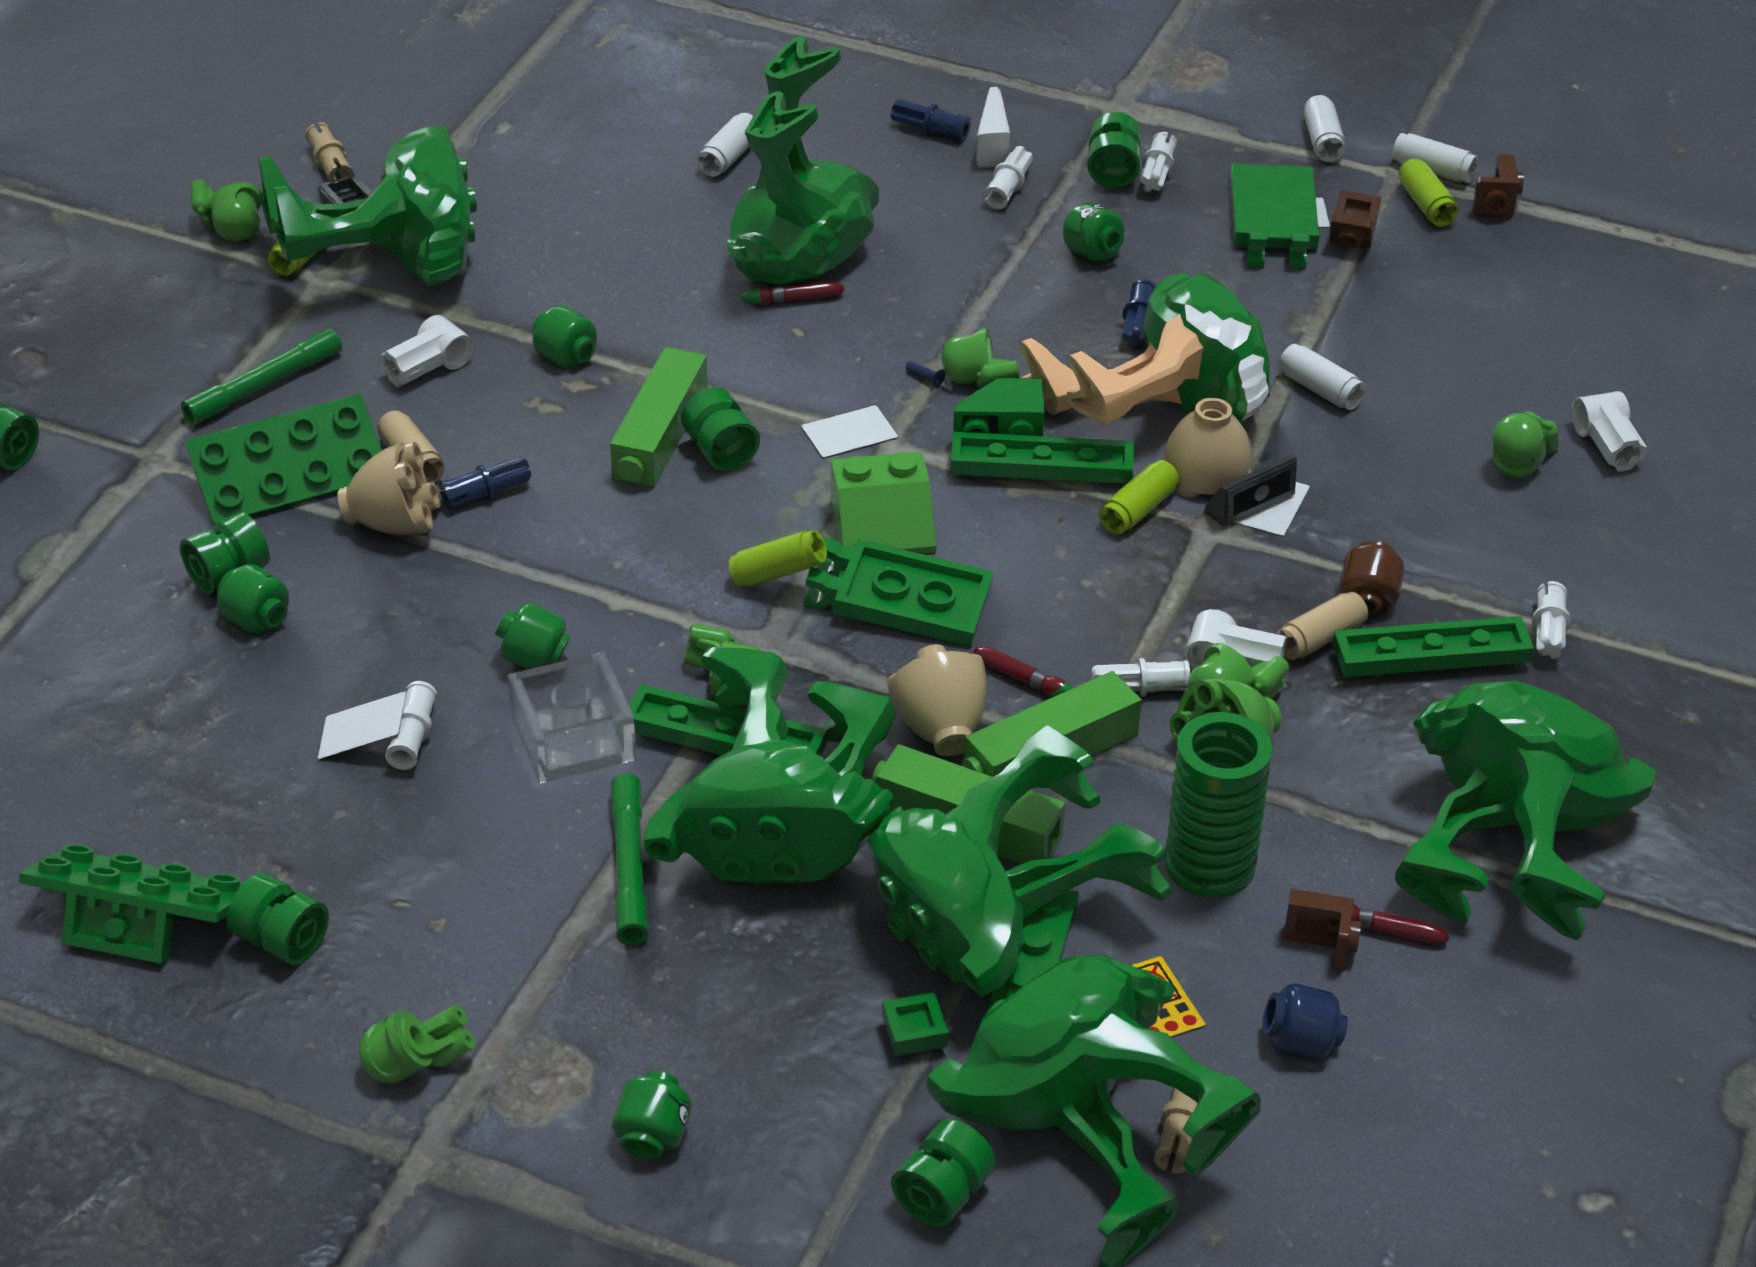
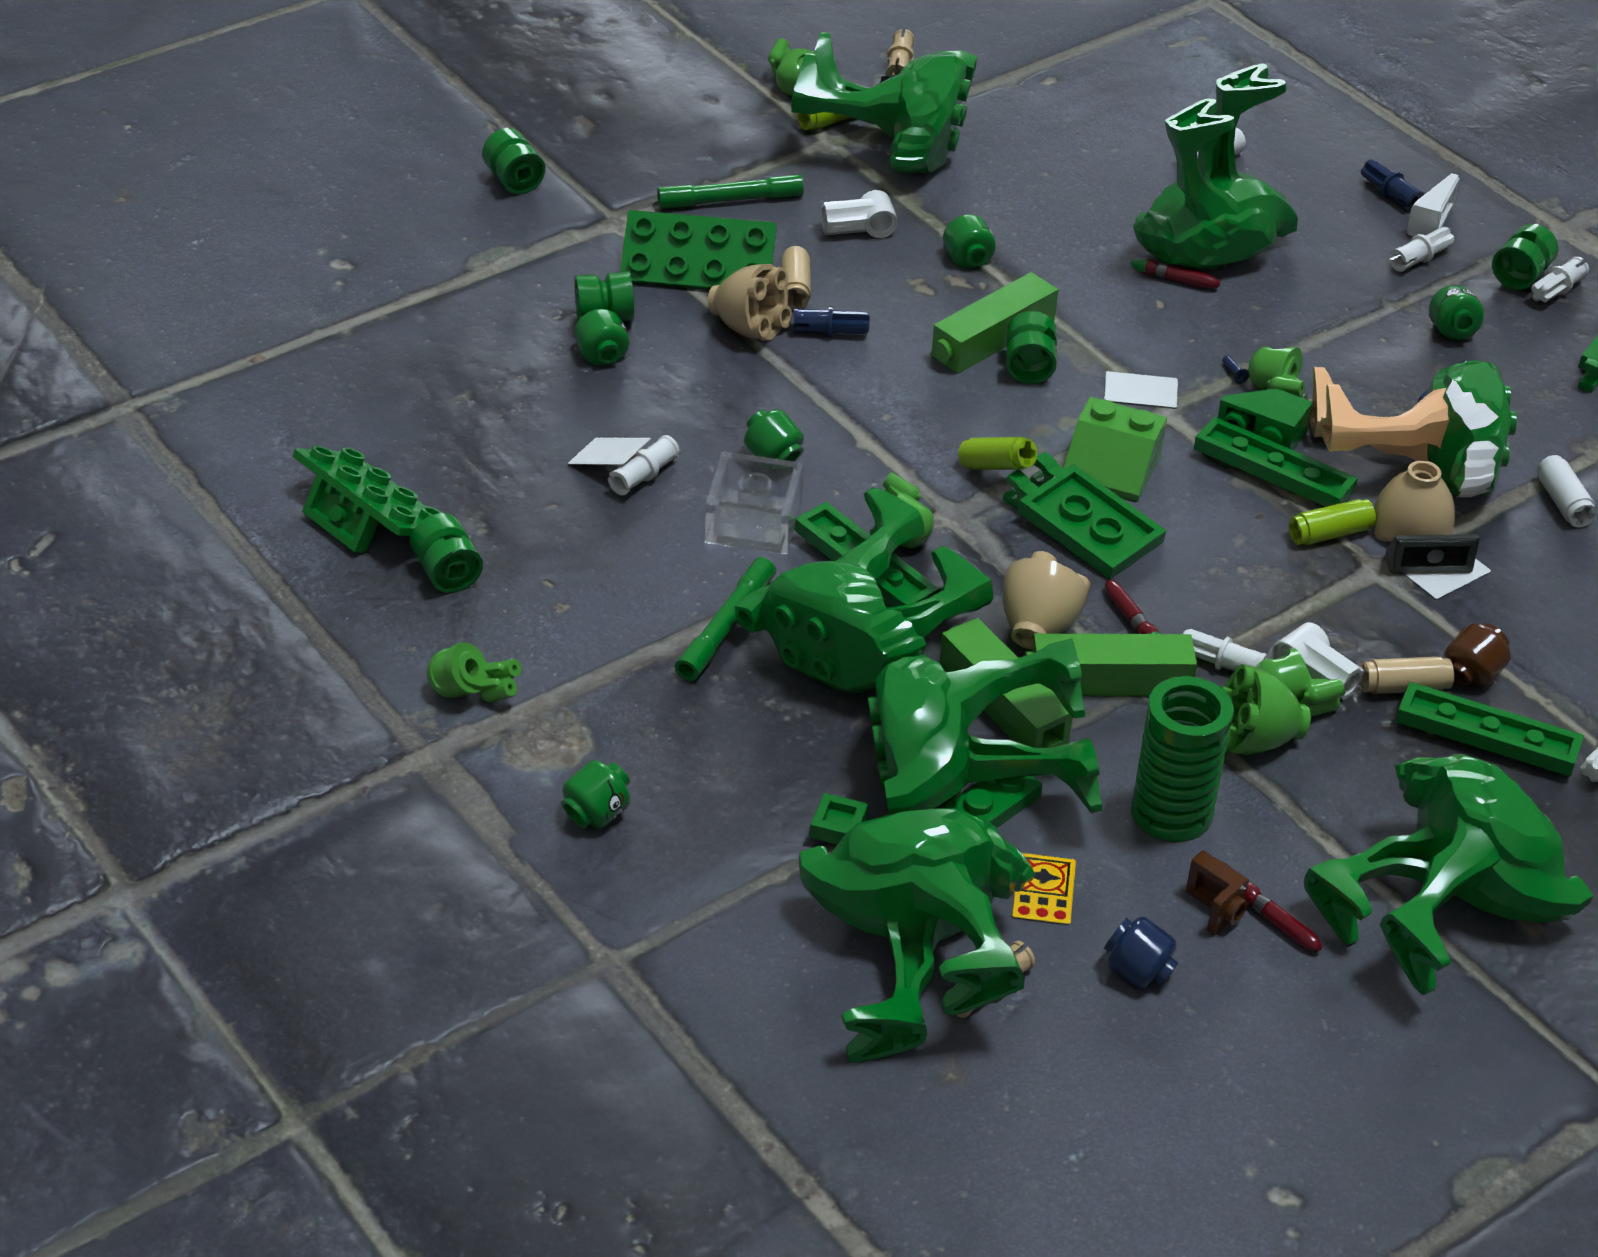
camera: 30 degrees right, 0 degrees up
(943, 1173) = (765, 930): green wheel -> none

